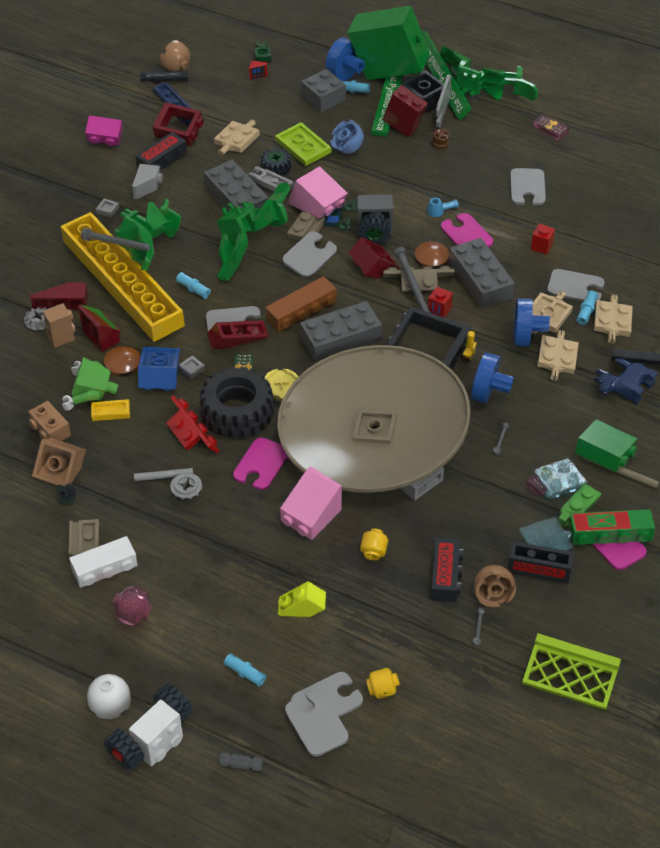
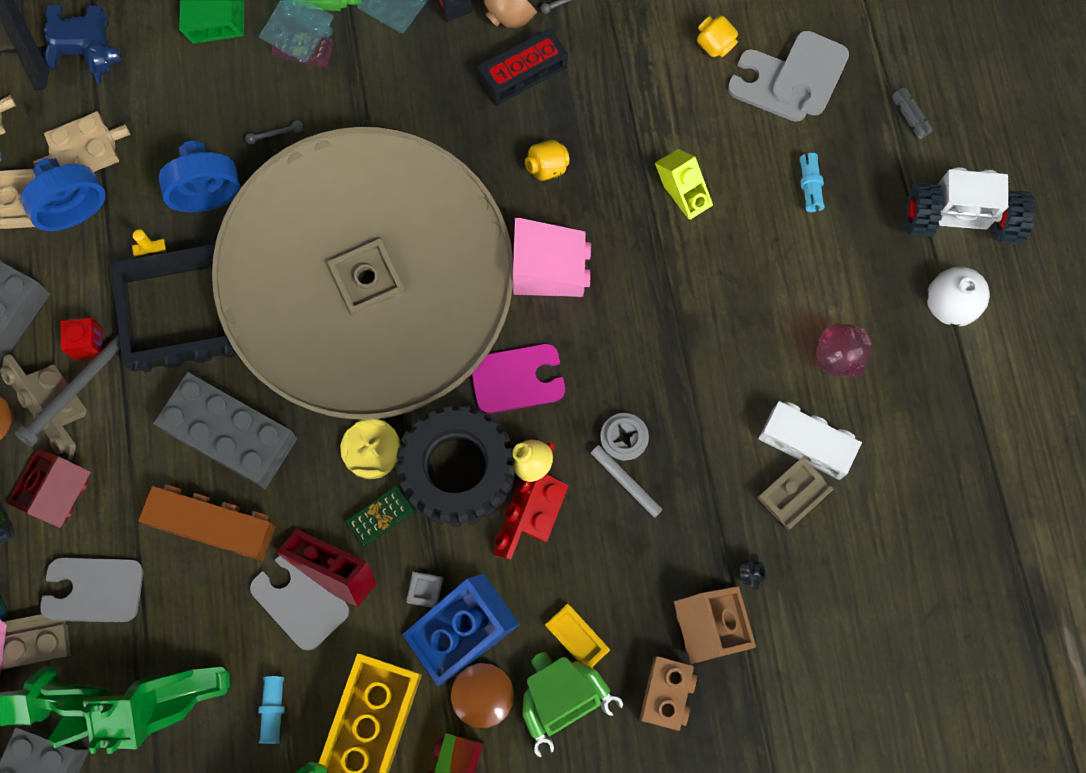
camera: 130 degrees left, 25 degrees up
(210, 428) = (532, 460): none -> light yellow brick

